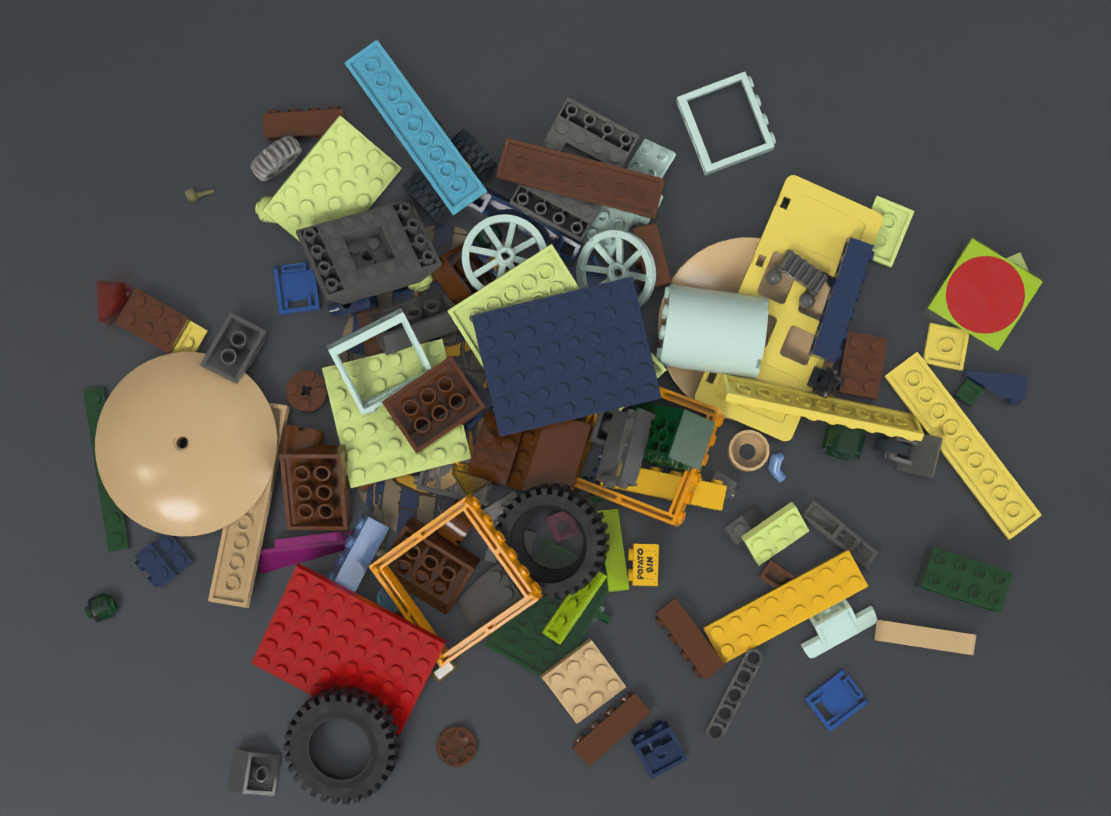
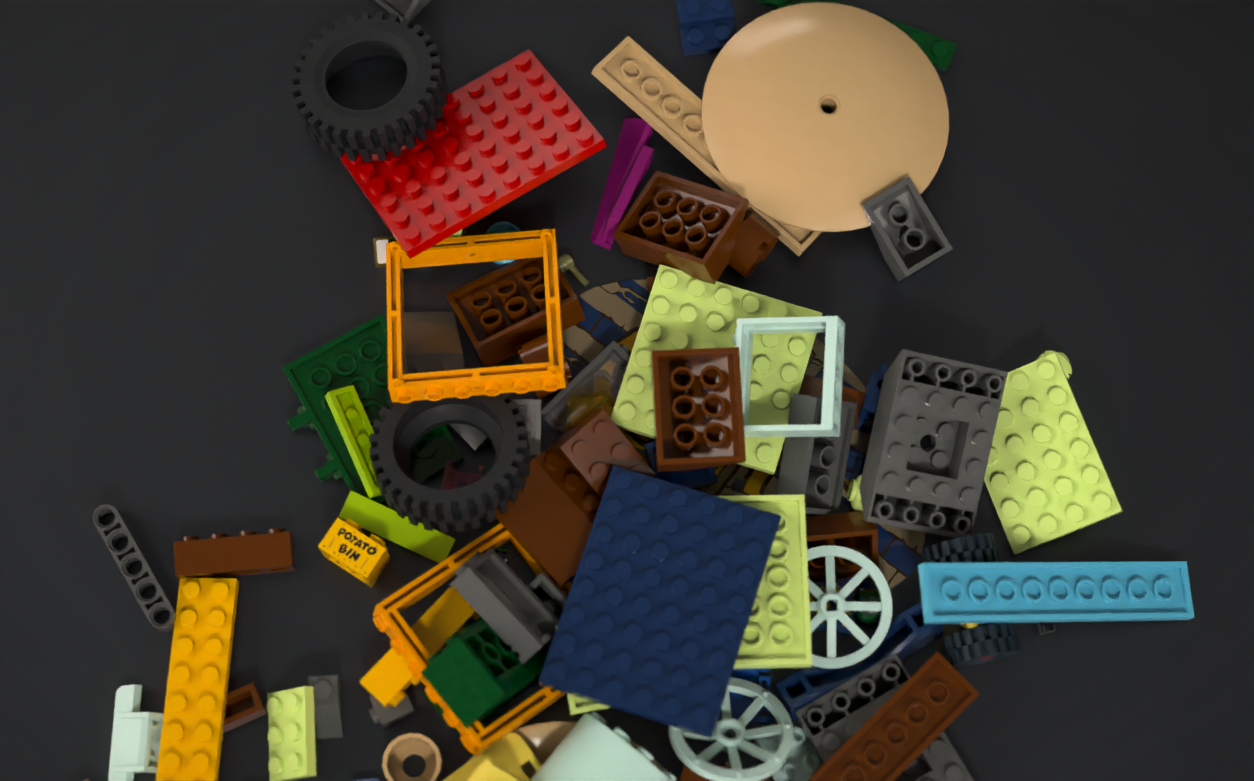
camera: 120 degrees right, 10 degrees down
(111, 300) = (1043, 127): clear red slope -> none
(152, 321) = (992, 162): reddish brown brick -> none
(191, 338) = (946, 193): light yellow plate -> none
(192, 196) = (1118, 292): olive hand -> none
(276, 158) = (1110, 409): light grey gear -> none
(295, 391) = (809, 271): reddish brown brick -> none
(296, 284) = (941, 338): blue container -> none
(298, 123) = (1137, 464): reddish brown brick -> none
(358, 552) = (576, 230): medium blue brick -> none
(456, 746) = (288, 217): reddish brown dish -> none
(583, 681) = (267, 401): tan plate -> none
(610, 729) = (191, 401): reddish brown brick -> none
(658, 748) = (132, 441): dark blue plate -> none
(838, 697) = (48, 694): blue container -> none

